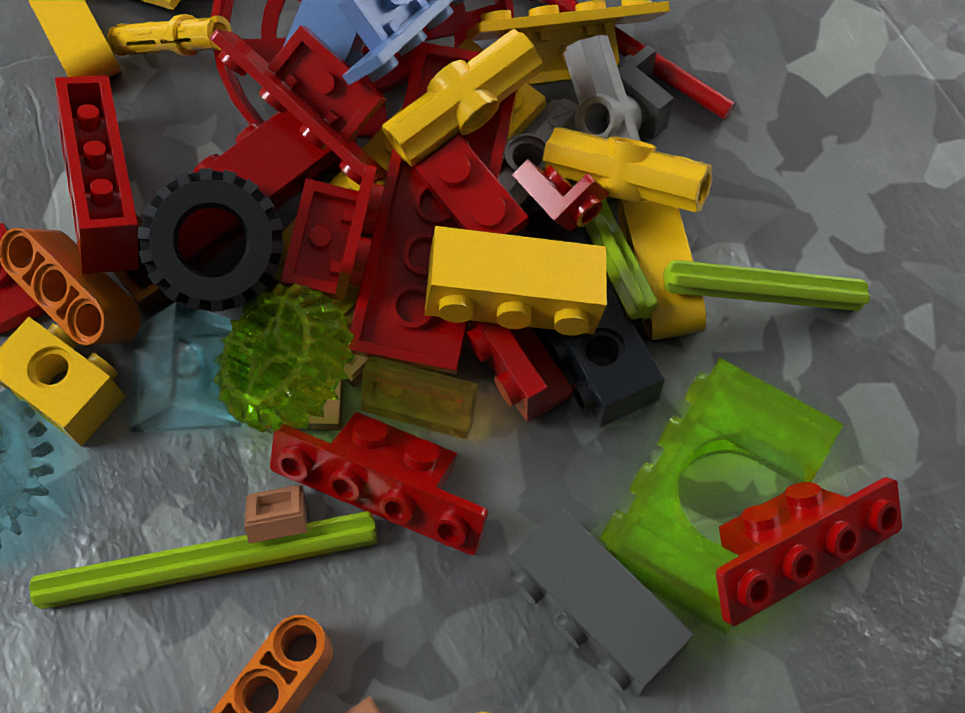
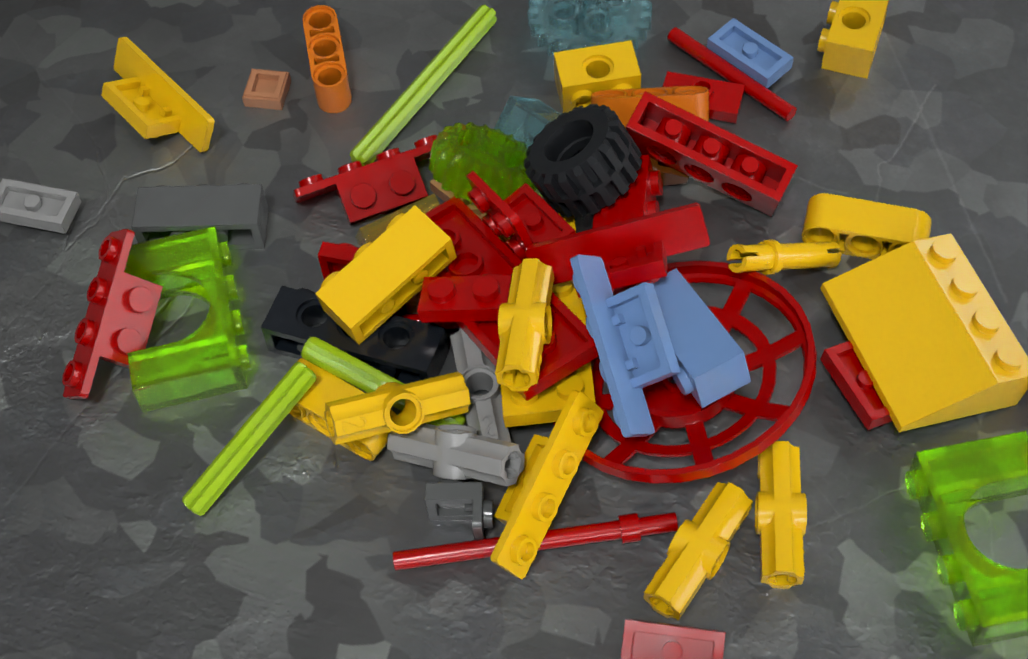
camera: 135 degrees right, 10 degrees down
(276, 513) = (410, 121): nougat tile -> none
(560, 200) = (419, 347): red bracket -> none

